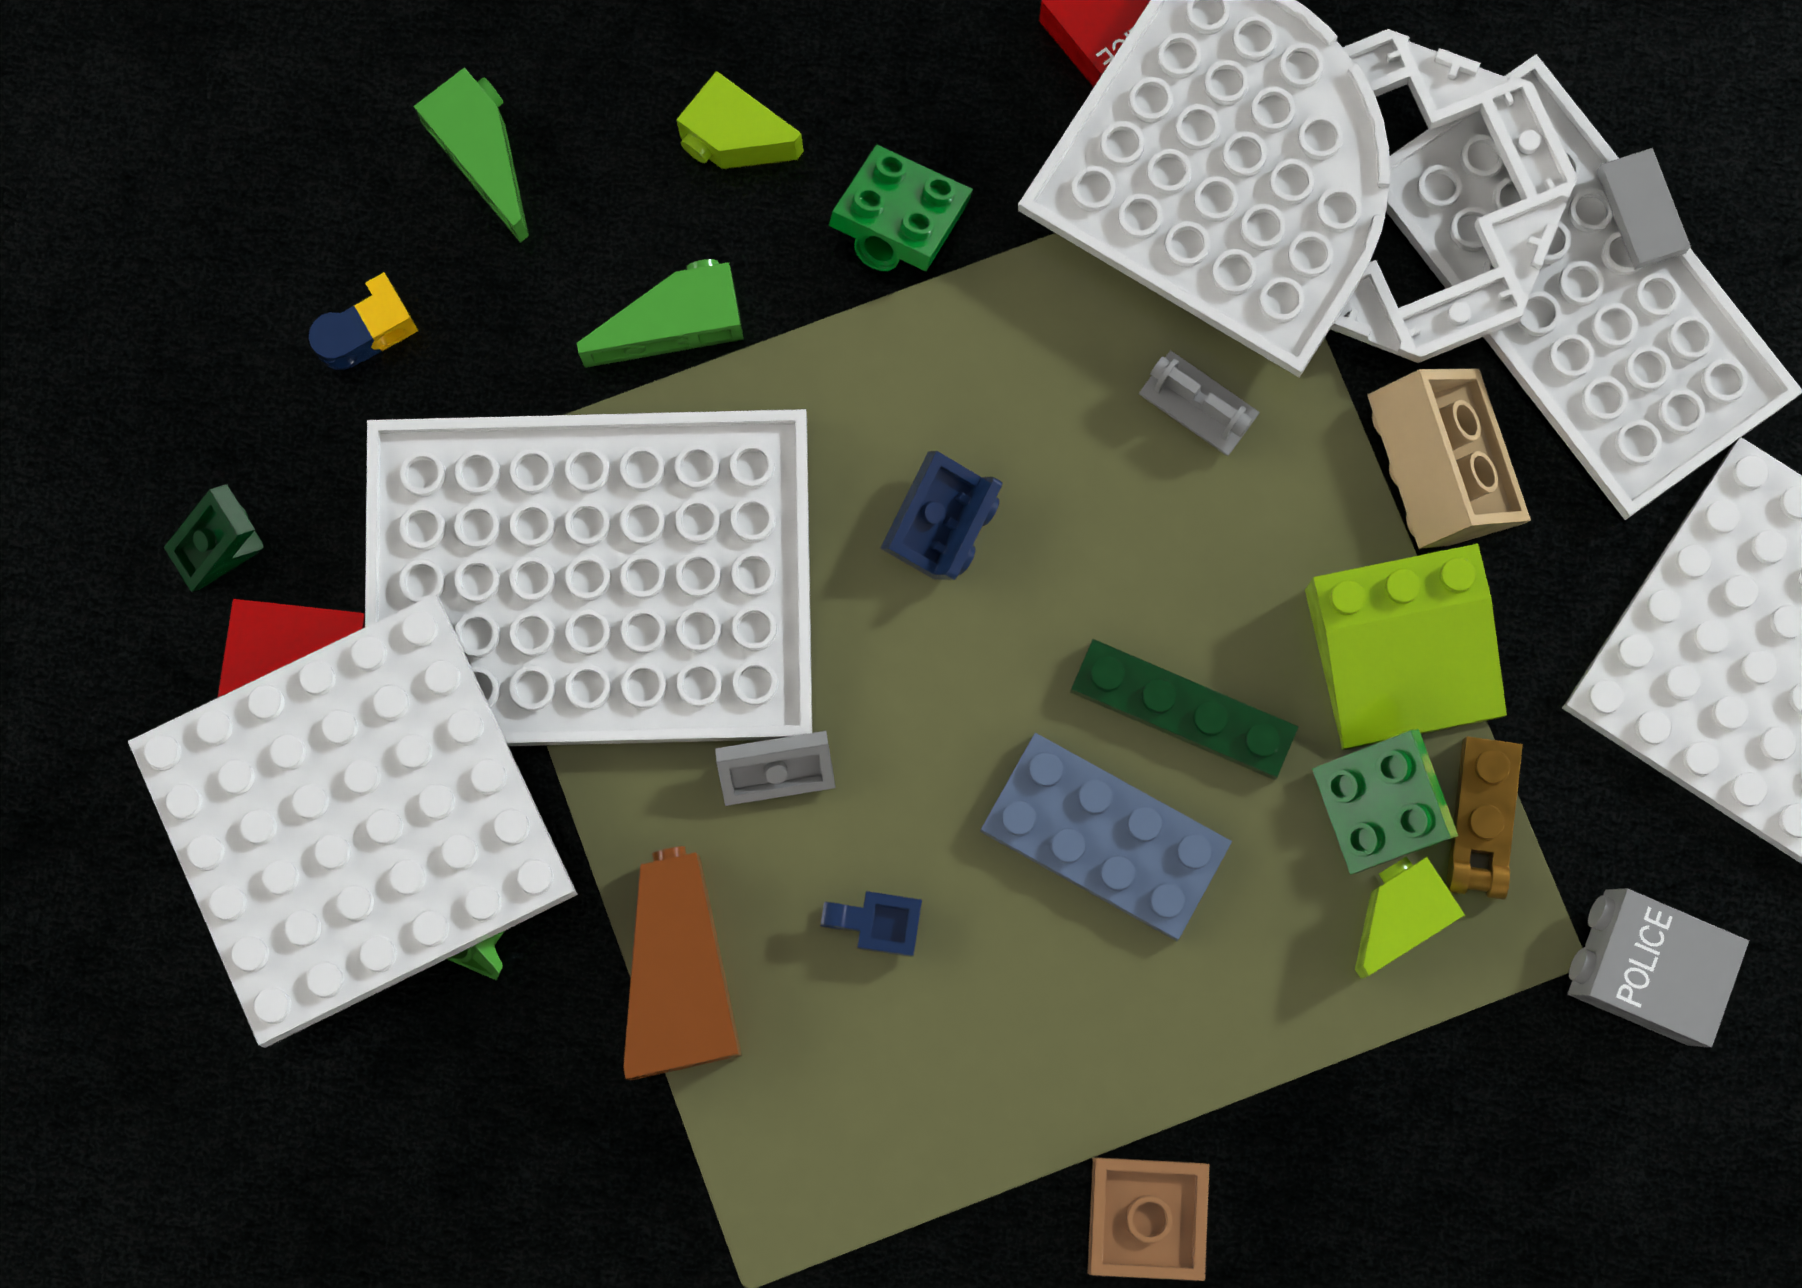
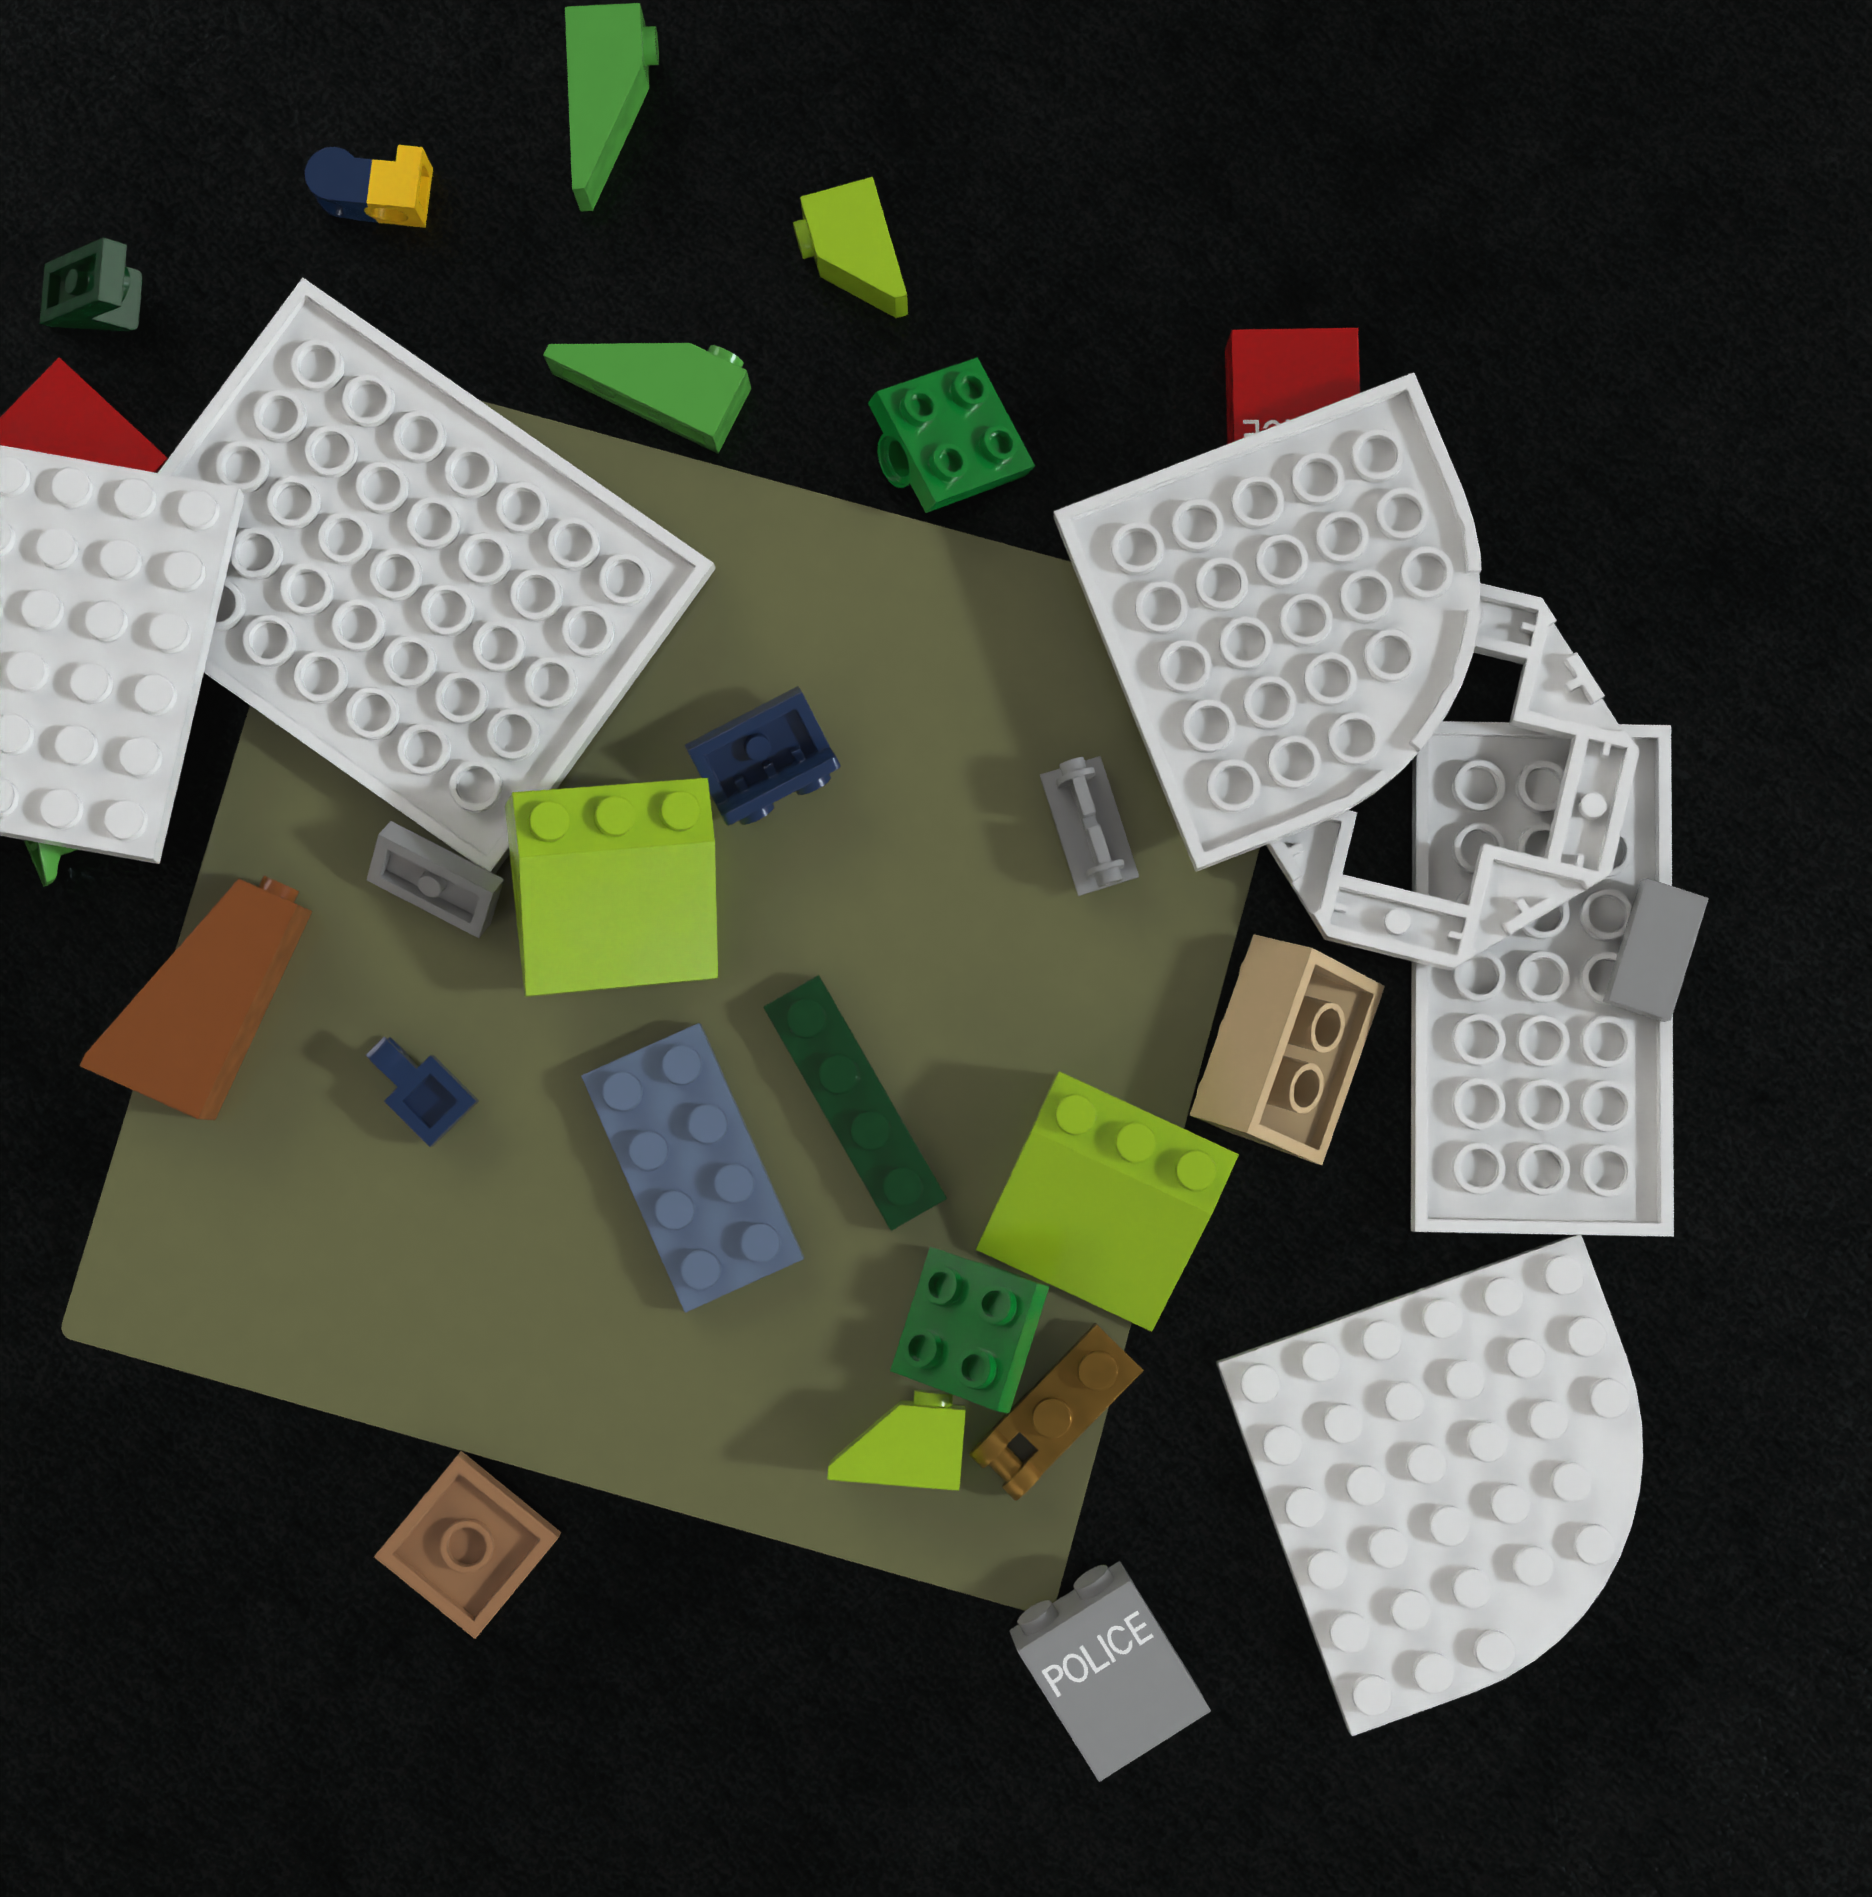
camera: 35 degrees right, 5 degrees up
(906, 677) = (614, 885): none -> lime slope

